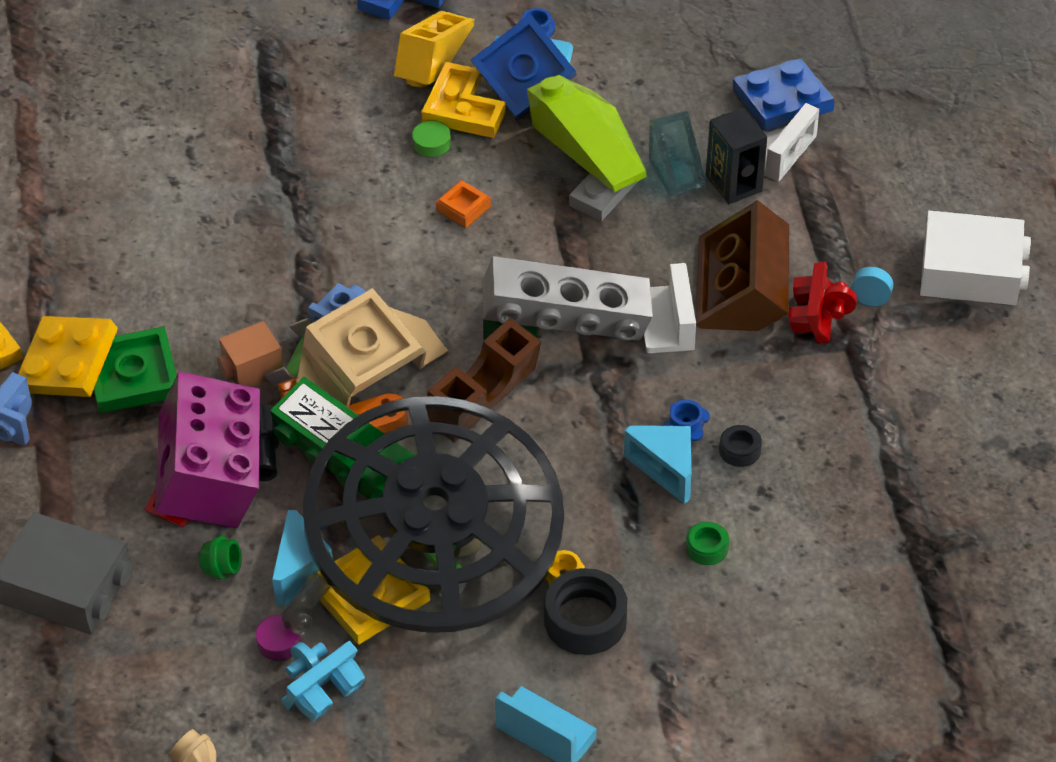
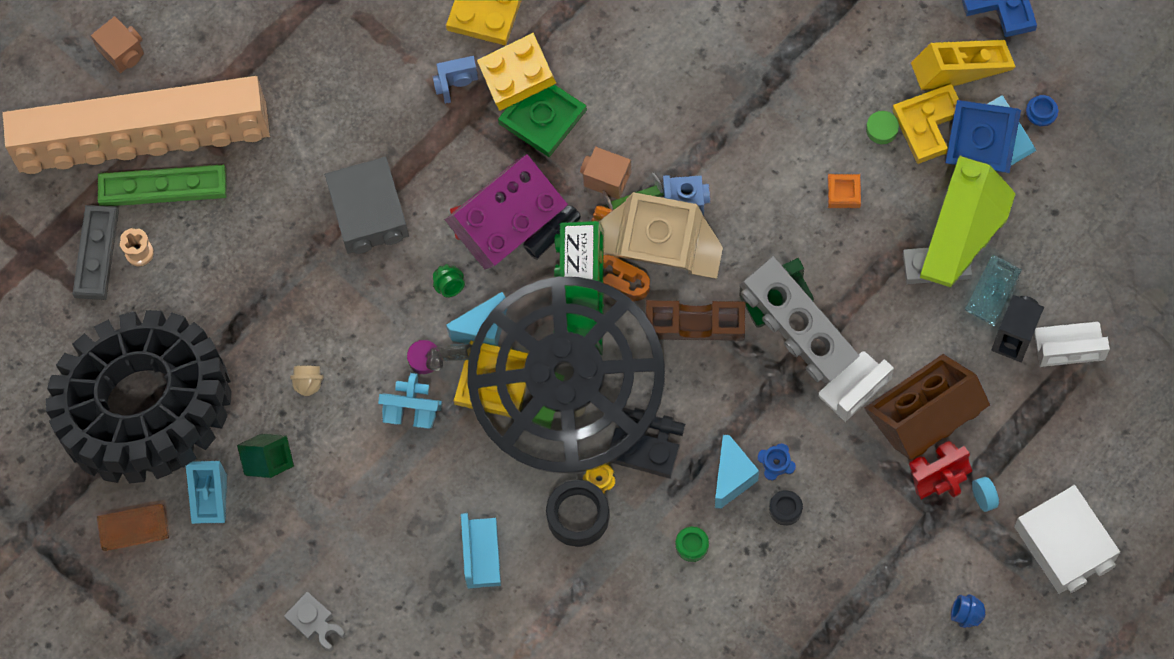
camera: 55 degrees right, 20 degrees up
(584, 511) = (651, 453): none -> black plate
(780, 93) = (1118, 312): blue plate -> none
(977, 372) = (967, 611): none -> blue plate

